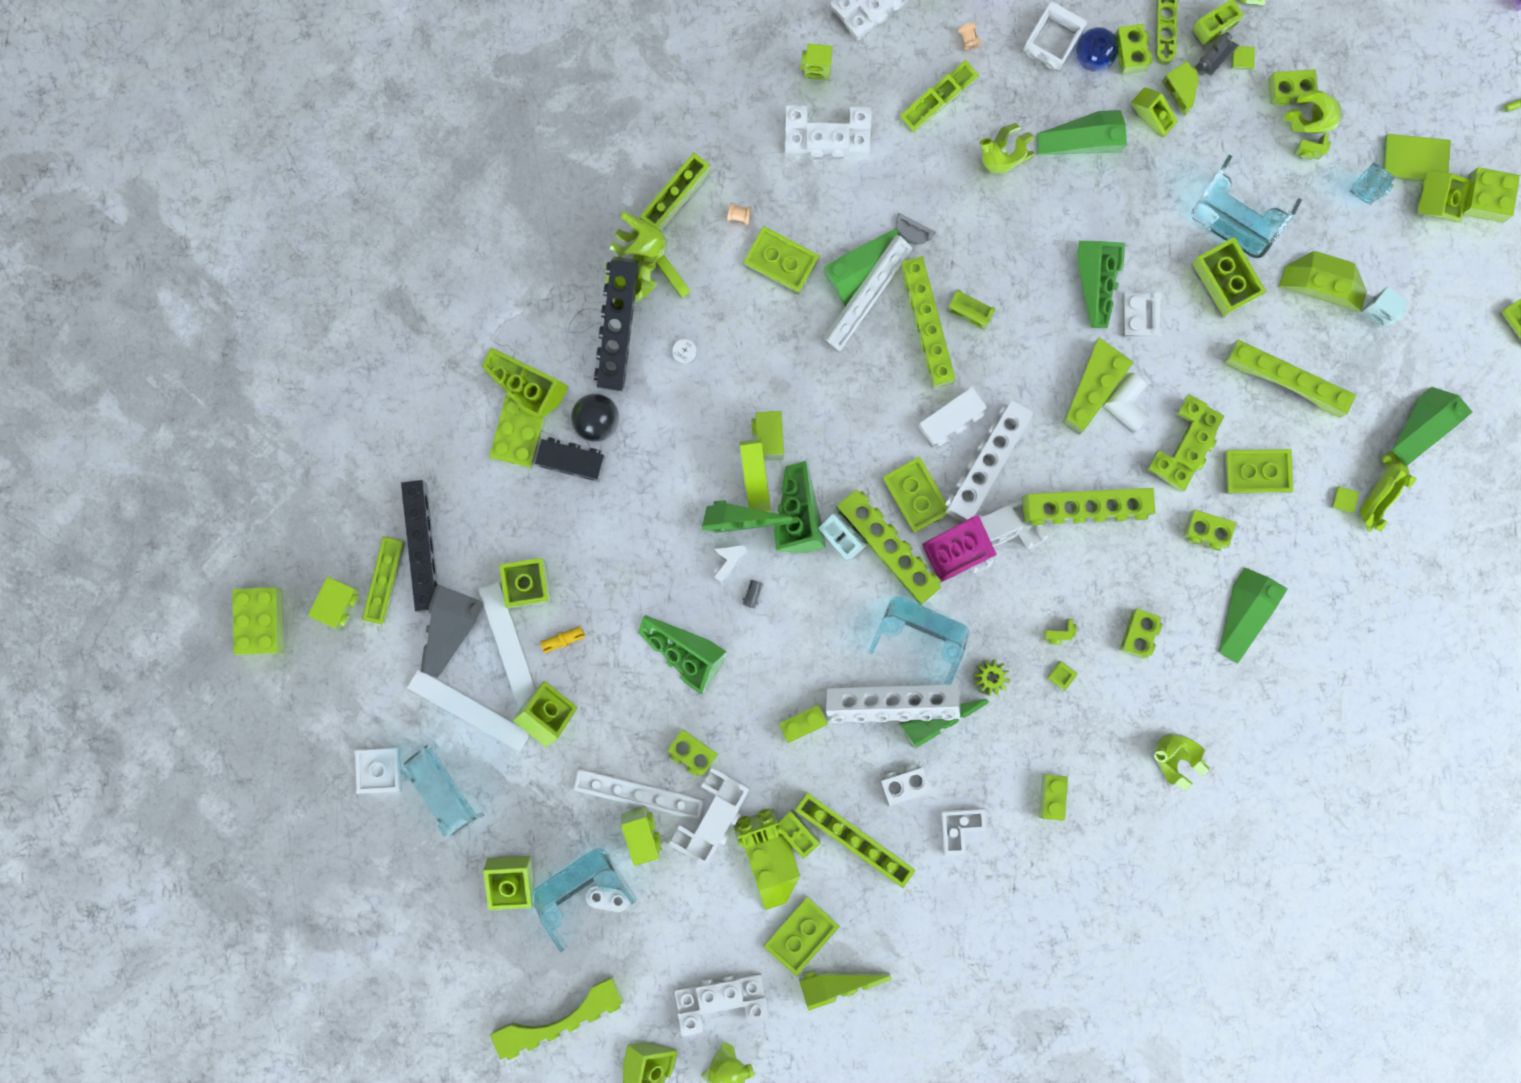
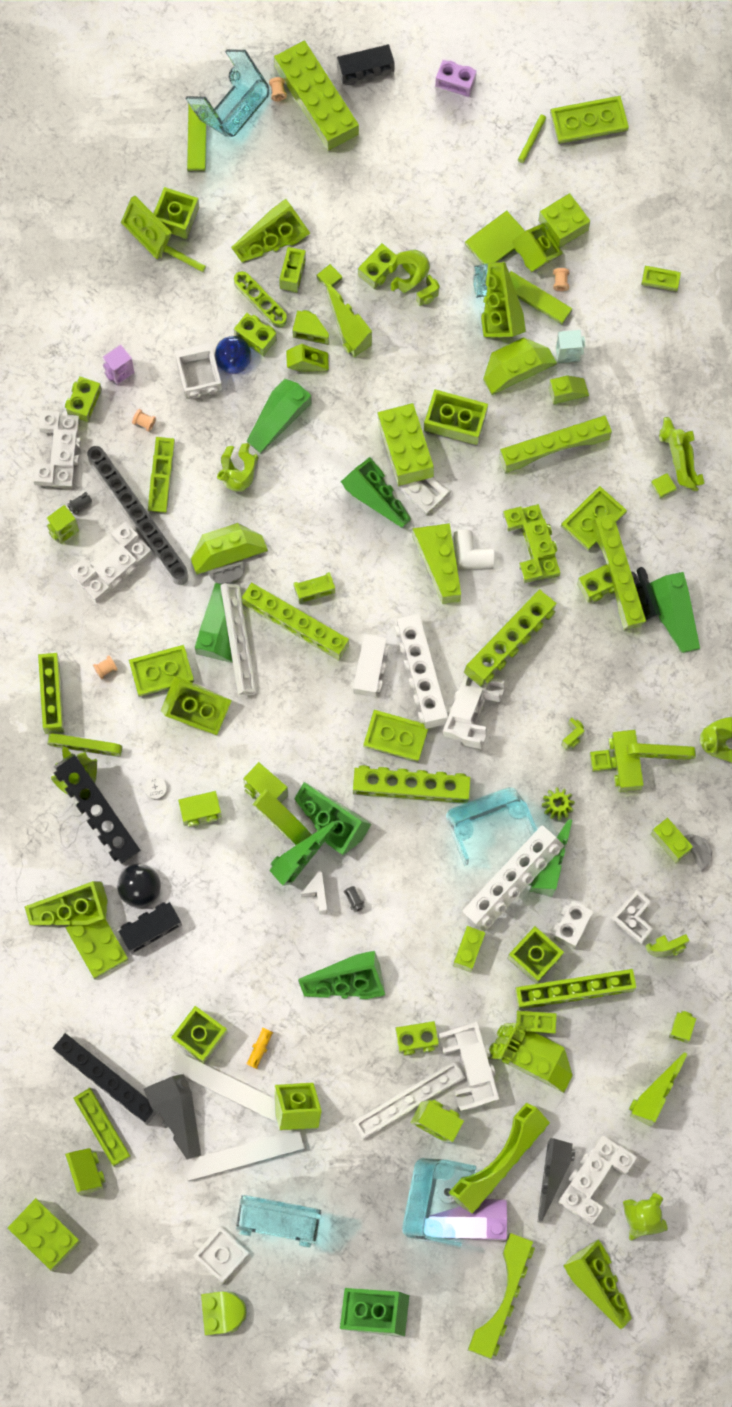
camera: 45 degrees left, 10 degrees down
(334, 815) = (222, 1312): none -> lime slope
(449, 932) = (374, 1311): none -> bright green slope
(509, 882) = (382, 1239): lime slope -> none
(595, 940) = (485, 1223): none -> lavender wedge
(619, 917) = (525, 1129): none -> lime arch
(647, 241) = (67, 736): lime piece -> none
(699, 962) = (557, 1161): none -> dark grey wedge
(702, 402) = (200, 808): none -> lime brick
(779, 315) = (195, 705): none -> lime slope
(801, 936) = (603, 1085): lime plate -> none
(843, 536) = (375, 805): light aqua brick -> none
(850, 56) = (79, 502): none -> dark grey pin
(850, 781) = (535, 955): none -> lime brick
(887, 102) = (134, 507): none -> dark grey beam
(911, 953) = (682, 1026): none -> lime brick
(933, 207) = (226, 546): none -> lime wedge
(957, 875) = (664, 948): none -> lime slope
(959, 548) = (457, 740): dark pink tile -> none
(1070, 828) = (701, 850): none -> light grey tile
(1082, 696) = (627, 768): none -> lime brick
(1117, 718) = (661, 751): none -> lime beam
(1135, 631) = (618, 688): lime brick -> none
(1164, 260) = (405, 444): none -> lime brick
(1217, 54) = (312, 289): dark grey hinge -> none
(1217, 121) = (352, 328): none -> lime wedge
(1232, 218) = (421, 380): clear light blue windscreen -> none
(1235, 575) = (645, 594): none -> black hinge
(1247, 513) = (627, 598): none -> lime arch
(1347, 341) = (567, 389): none -> lime slope
(1361, 221) = (502, 307): none -> lime wedge
(1400, 239) = (540, 299): none -> lime tile
(1432, 418) = (665, 388): bright green wedge -> none
(1436, 243) = (561, 279): none -> light nougat bush

